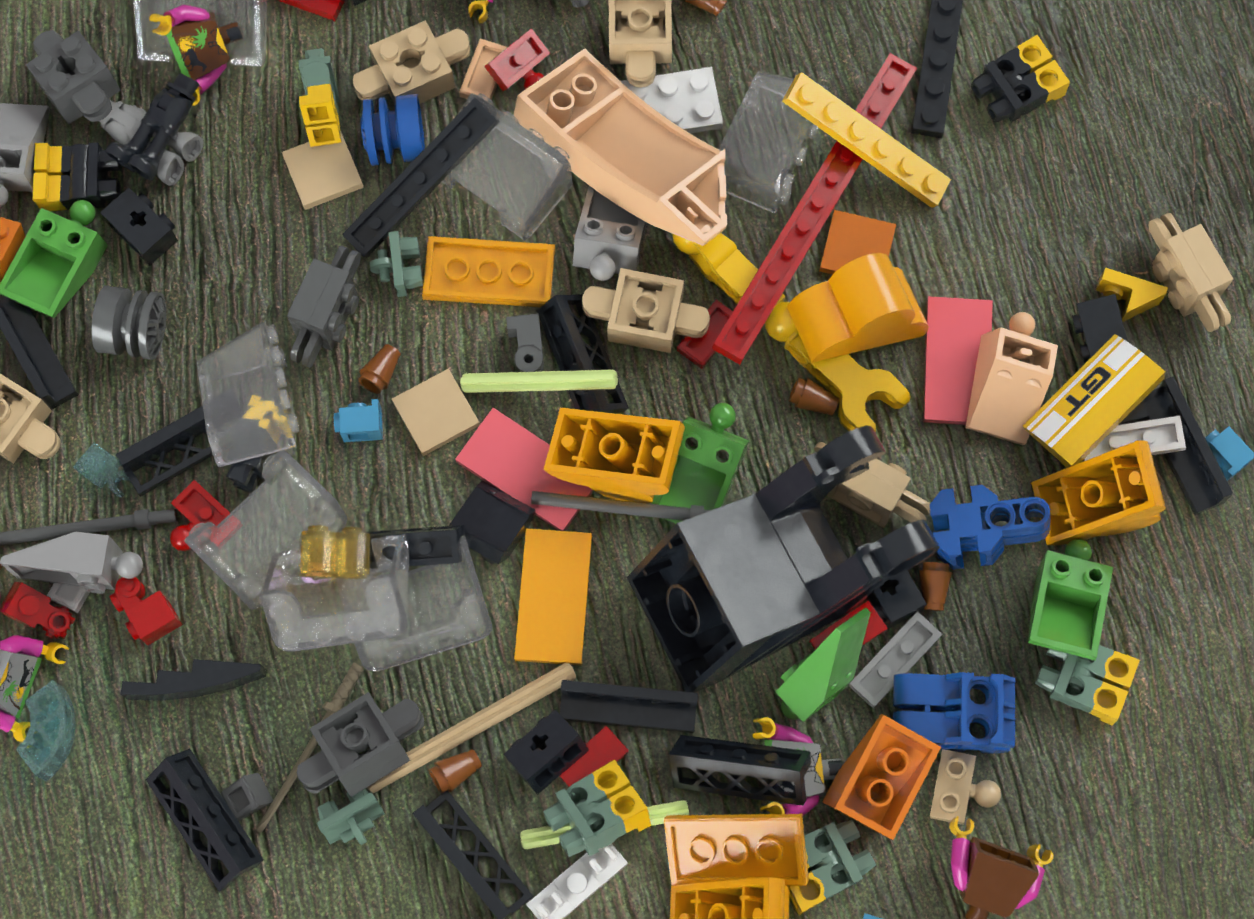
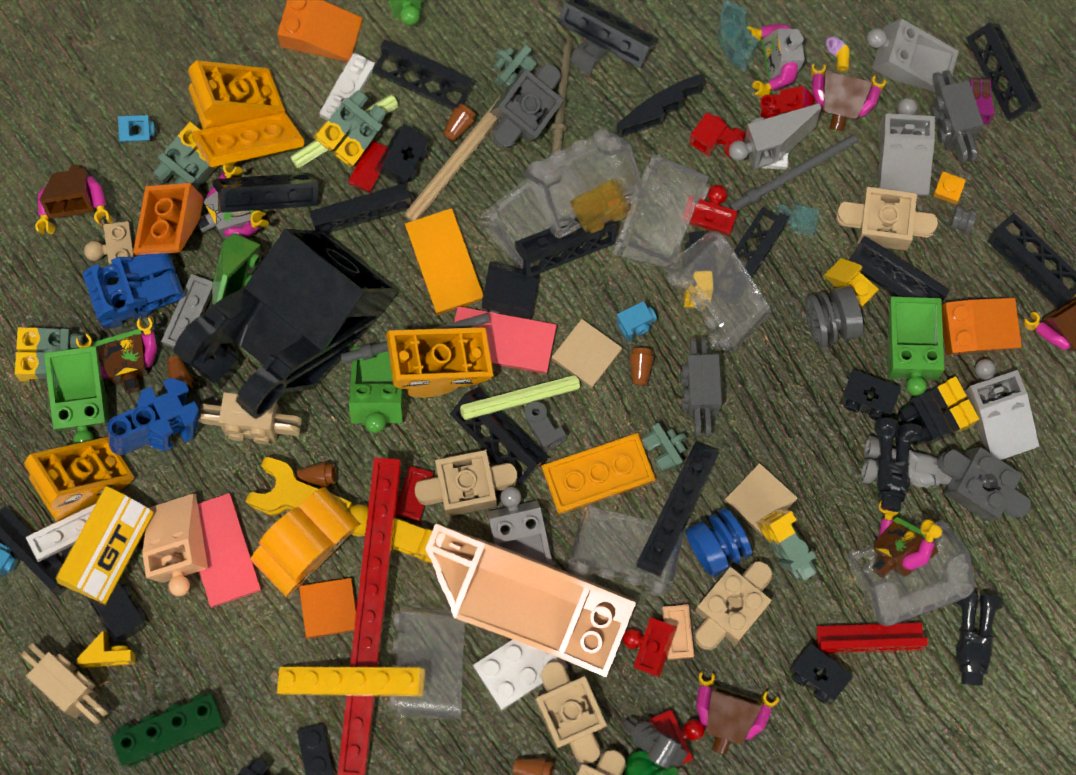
camera: 155 degrees right, 0 degrees up
(85, 368) = (848, 273): none -> yellow slope
(995, 634) = (126, 355): none -> torso
(1086, 185) = (167, 730): none -> dark green brick

